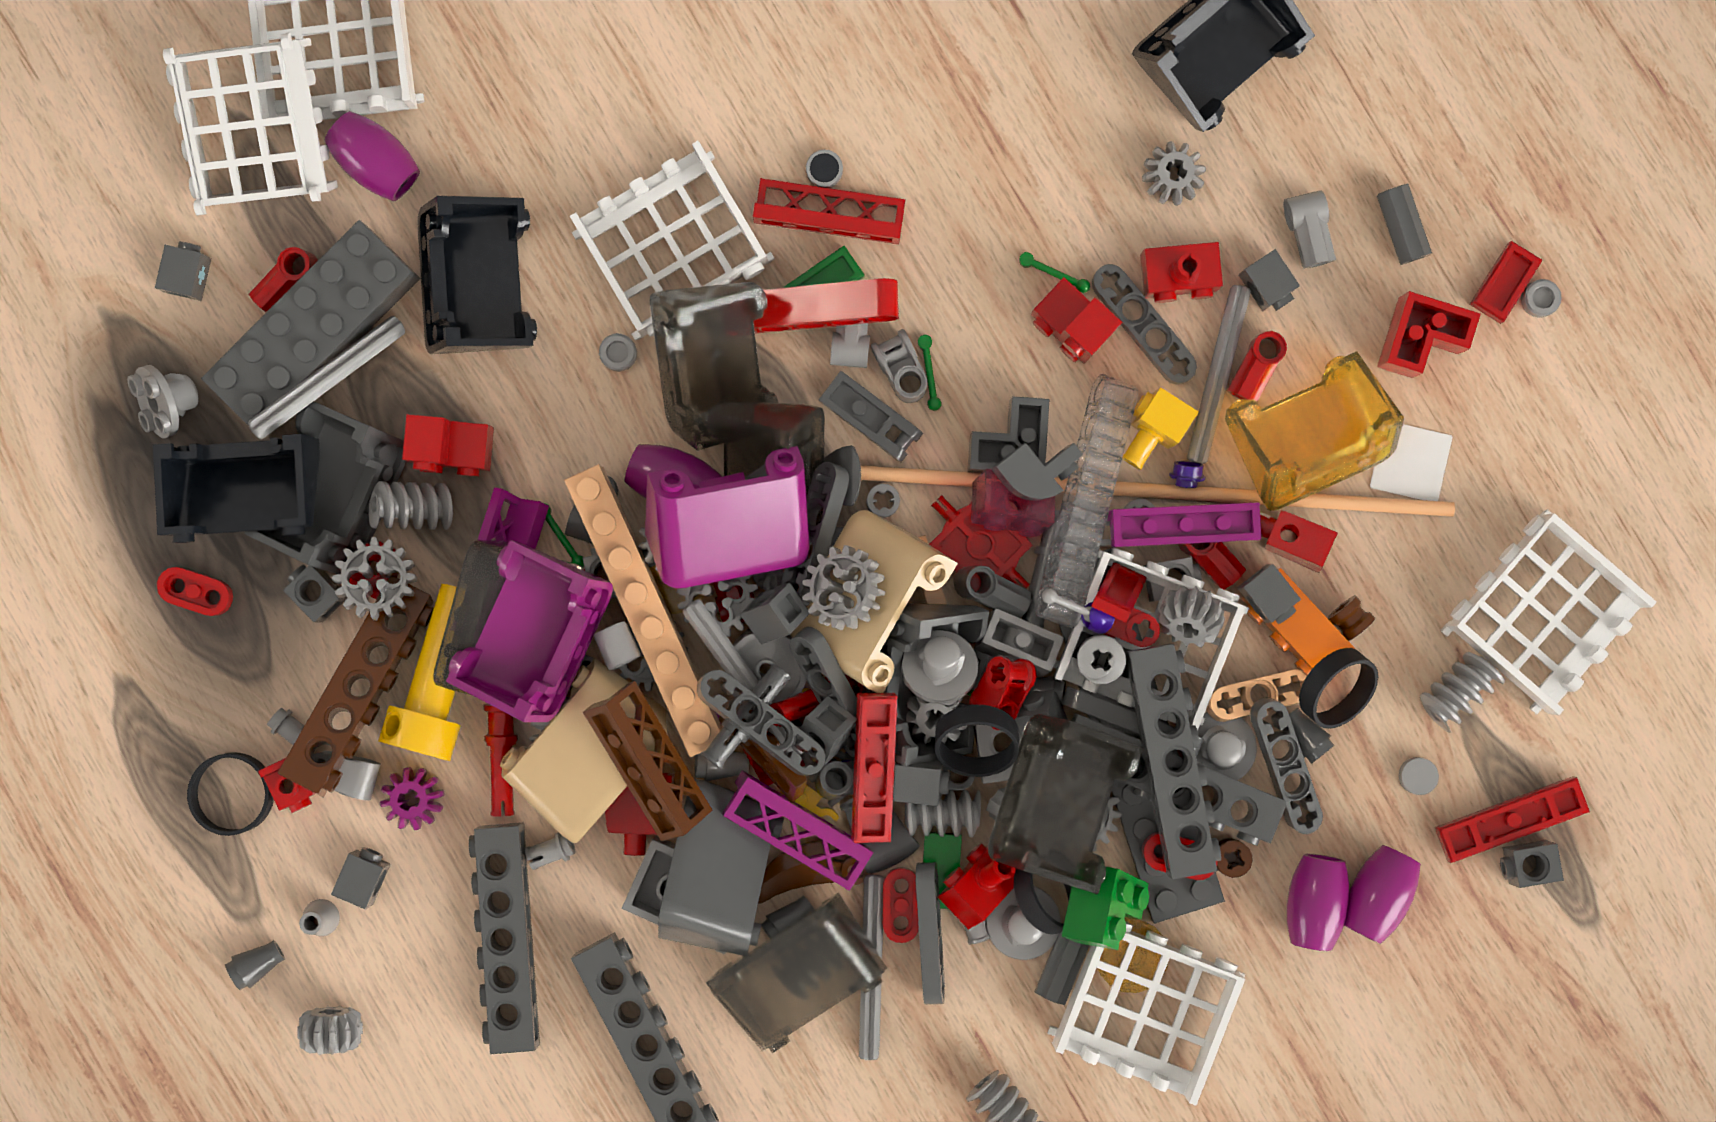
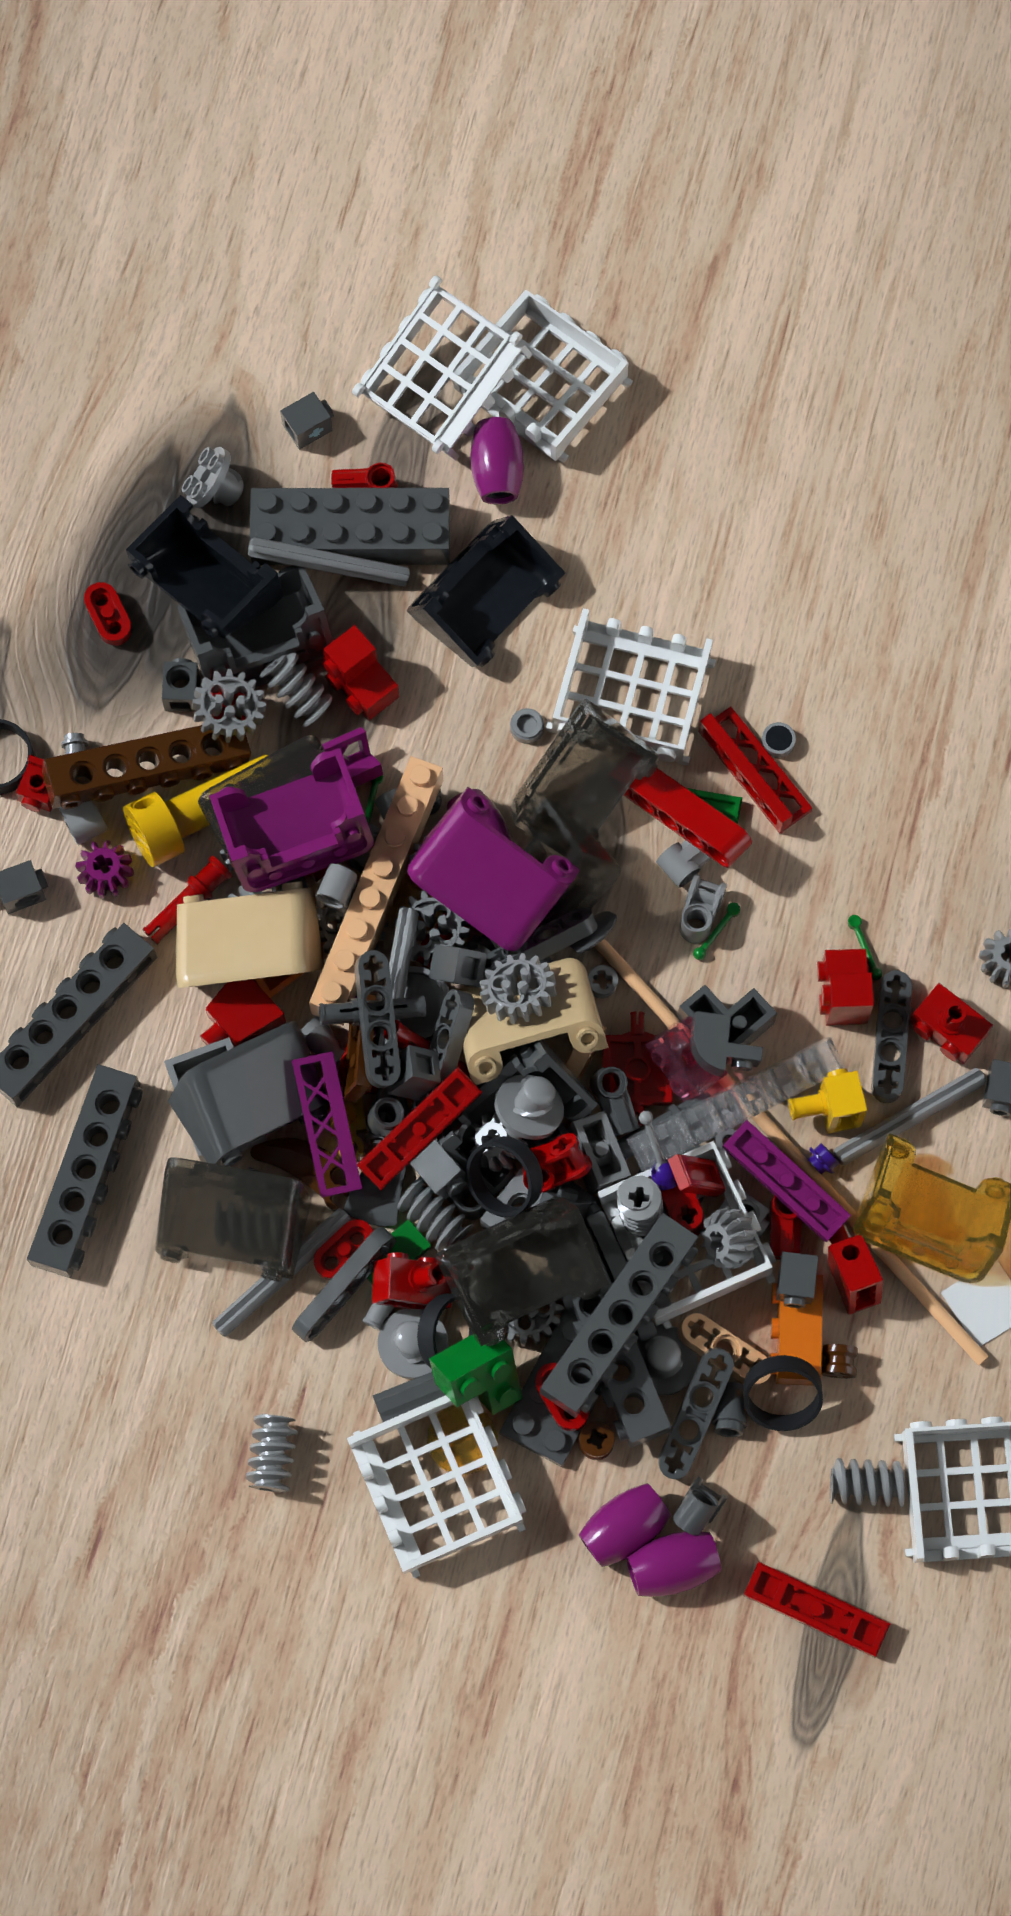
camera: 50 degrees right, 15 degrees down
(550, 851) = (157, 990): light grey pin -> none
(643, 768) = (274, 970): reddish brown fence -> none
(869, 415) = (648, 918): dark grey plate -> none
(1255, 369) = (937, 1136): red piece -> none
(1358, 835) = (698, 1508): none -> dark grey piece
(1418, 776) = (780, 1516): light grey tile -> none
(1547, 867) = (815, 1651): dark grey brick -> none

